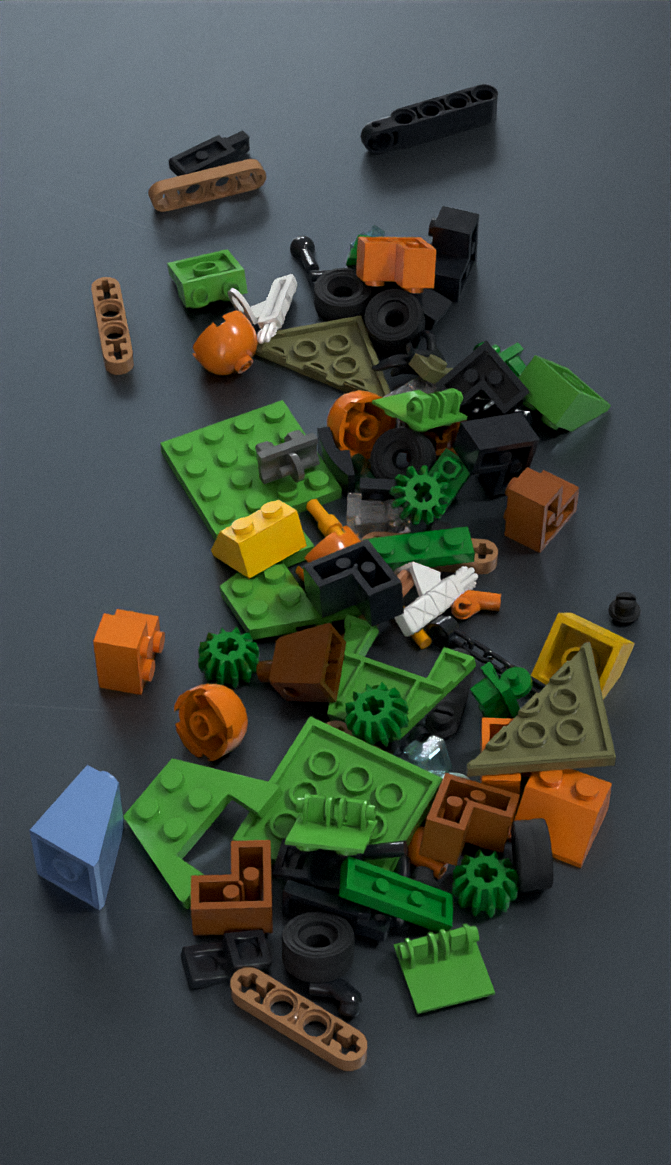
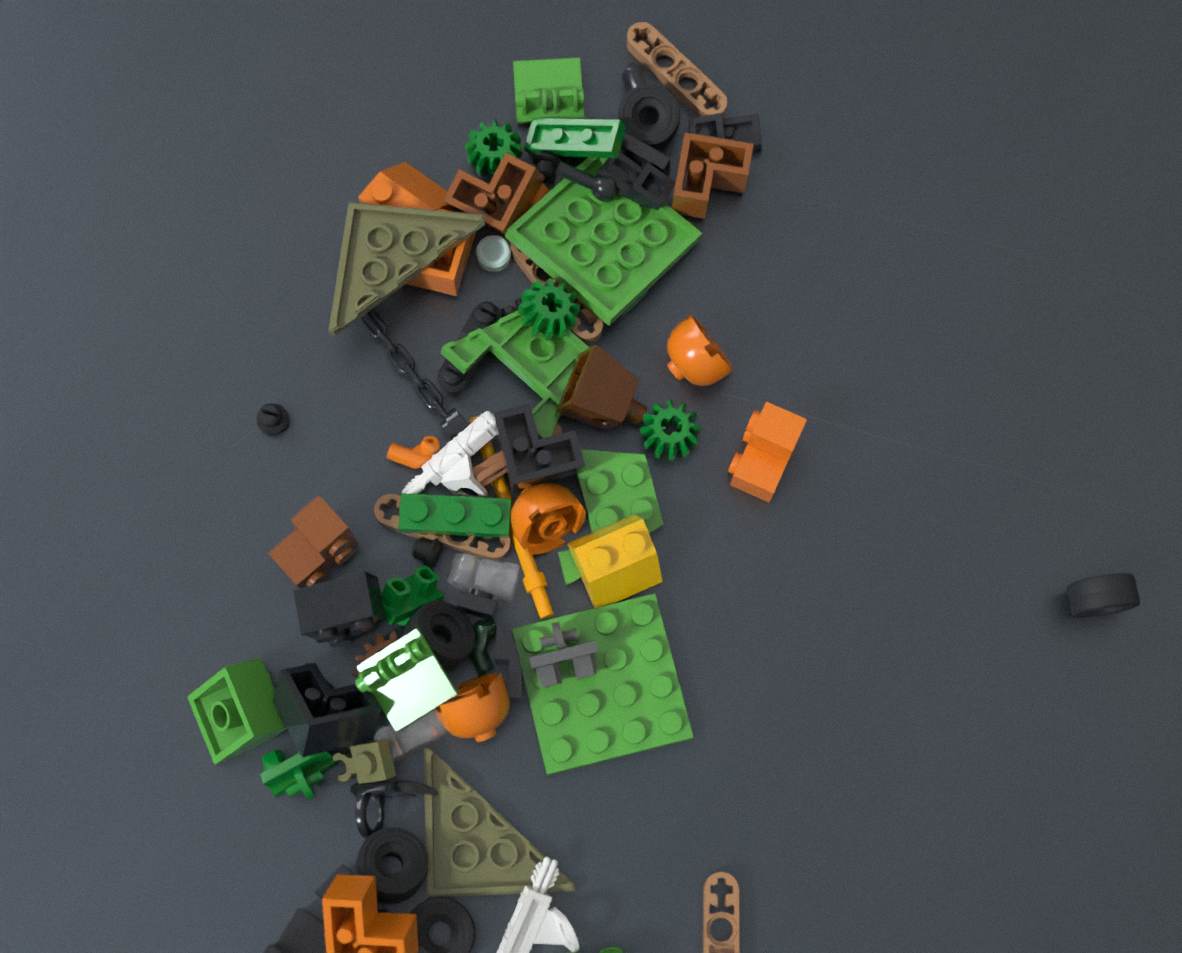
camera: 170 degrees left, 25 degrees up
(81, 836) = (839, 244): medium blue slope -> none
(183, 806) = (741, 273): bright green wing -> none
(228, 346) = (593, 860): orange cylinder -> none
(339, 833) = (618, 189): bright green hinge -> none
(407, 490) = (439, 558): green gear -> none
(430, 755) = (511, 279): clear light blue tile -> none
(499, 697) = (425, 321): green hips -> none
(532, 854) = (447, 152): black tyre -> none
(567, 637) = (333, 364): yellow slope -> none

